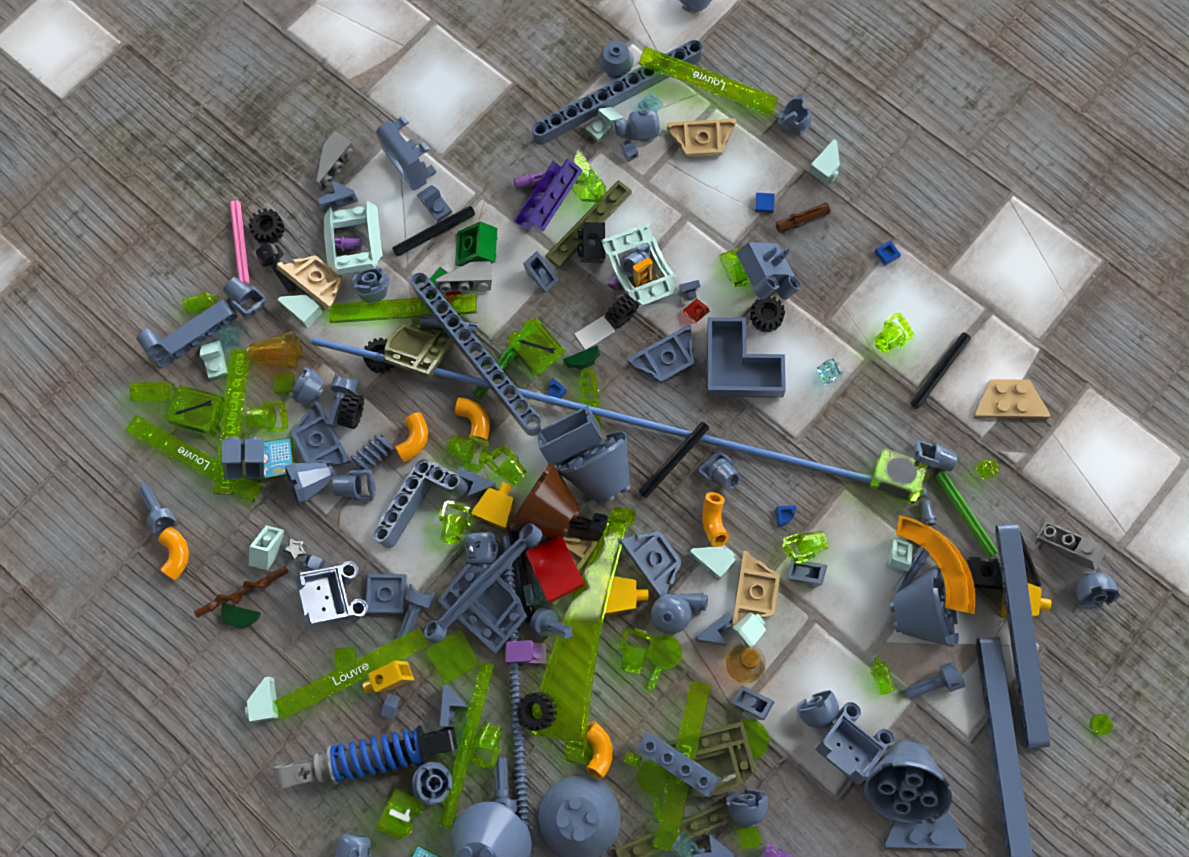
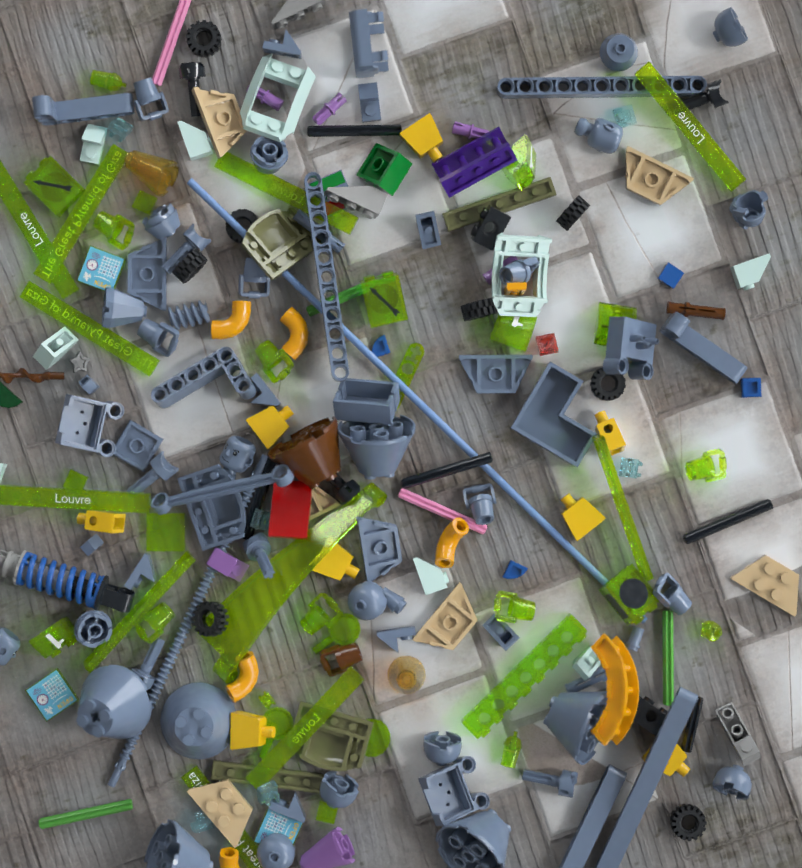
camera: 25 degrees right, 15 degrees up
(151, 391) = (22, 146): clear neon green hinge -> none
(249, 450) = (82, 268): sand blue piece -> none
(289, 515) = (89, 328): none -> clear neon green tile
(403, 224) = (329, 109): none -> medium lavender axle
(411, 386) = (253, 273): none -> sand blue piece
(453, 524) = (225, 421): clear neon green piece -> none
(495, 205) = (423, 138): none -> yellow torso
(510, 469) = (301, 398): clear neon green piece -> none
(583, 359) = (420, 332): dark green tile -> none
(594, 332) = (445, 311): white sticker -> none
(603, 123) = (570, 111): light aqua slope -> none
(629, 149) = (577, 152): sand blue piece -> none
(632, 798) = (249, 730): none -> yellow torso
(654, 194) = (572, 213): none -> black tyre
(661, 316) = (513, 331): none -> clear neon green slope
(678, 764) = (300, 728): sand blue brick -> none
(682, 675) = (346, 656): none -> reddish brown piece
(687, 498) = (439, 509): none -> bright pink axle
(690, 288) = (553, 319): sand blue tile -> none
(711, 50) = (712, 96): none -> black piece
(750, 629) = (423, 653): light aqua slope -> none
(753, 703) = (391, 712): sand blue slope -> none
(797, 352) = (614, 439): none -> yellow torso
(813, 434) = (580, 516): none -> yellow torso
(824, 242) = (678, 331): none -> sand blue beam
(844, 402) = (622, 506): none -> clear neon green tile
(863, 532) = (568, 624): none -> clear neon green brick
(1091, 644) = (698, 828): none -> black tyre

